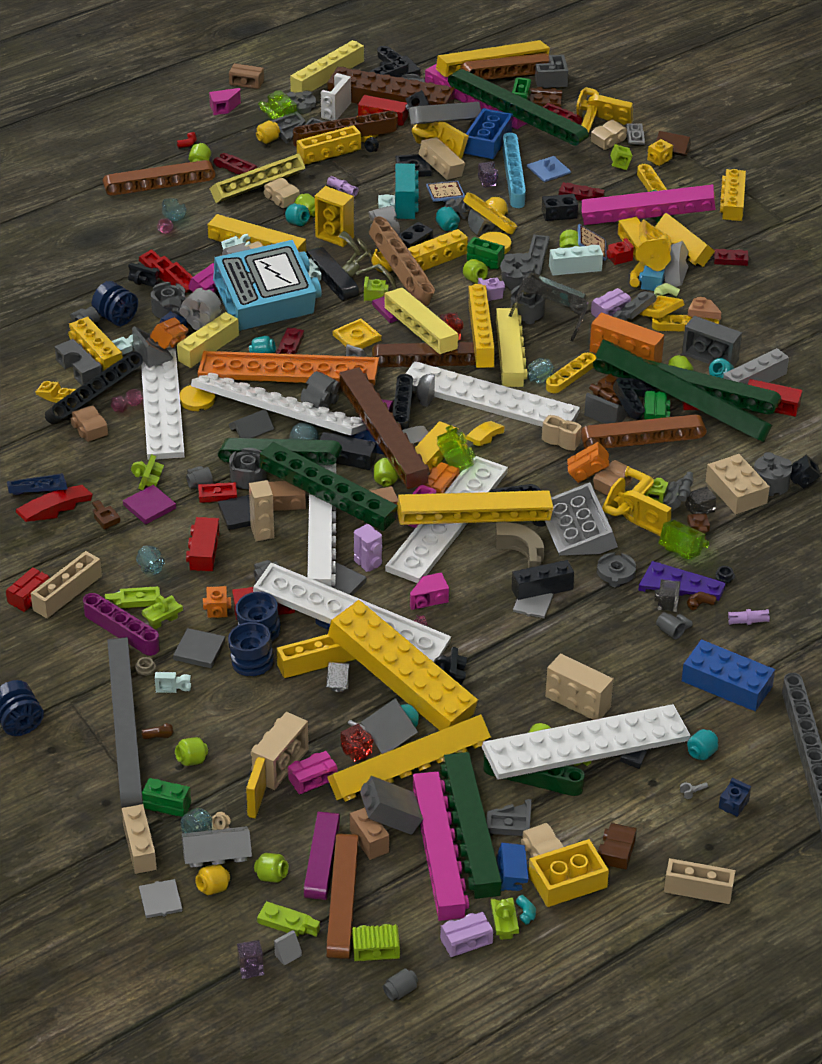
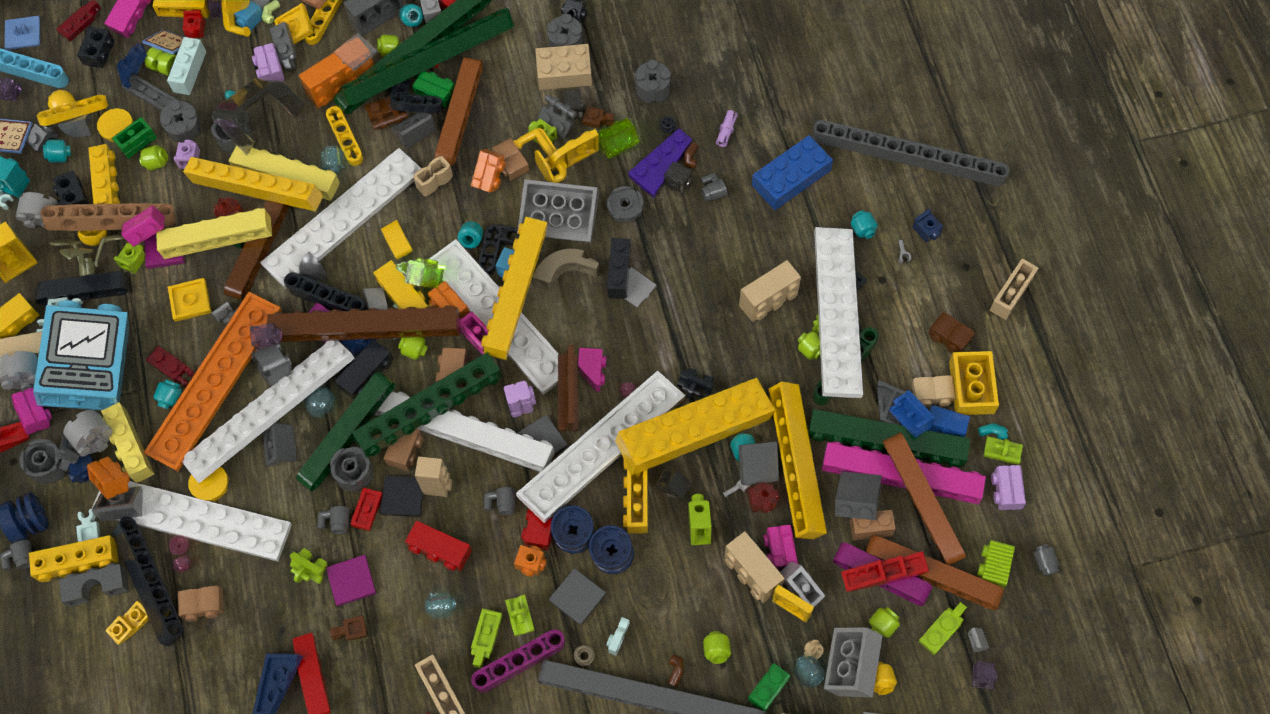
camera: 65 degrees left, 25 degrees up
(277, 787) = (801, 584): none -> light grey brick
(311, 701) = (699, 520): none -> lime torso
(320, 845) = (885, 571): none -> red slope
(335, 367) = (265, 335): none -> clear purple brick
(388, 581) = (567, 391): none -> reddish brown fence
(402, 278) = (143, 225): none -> dark pink brick
(412, 857) = (924, 499): none -> dark orange beam
(501, 825) = (912, 414): none -> blue hinge
(517, 473) = (470, 234): none -> teal head
(552, 227) = (131, 63): none -> dark blue wing
(647, 336) = (355, 51): none -> clear piece
(763, 547) = (652, 81): none -> dark grey brick

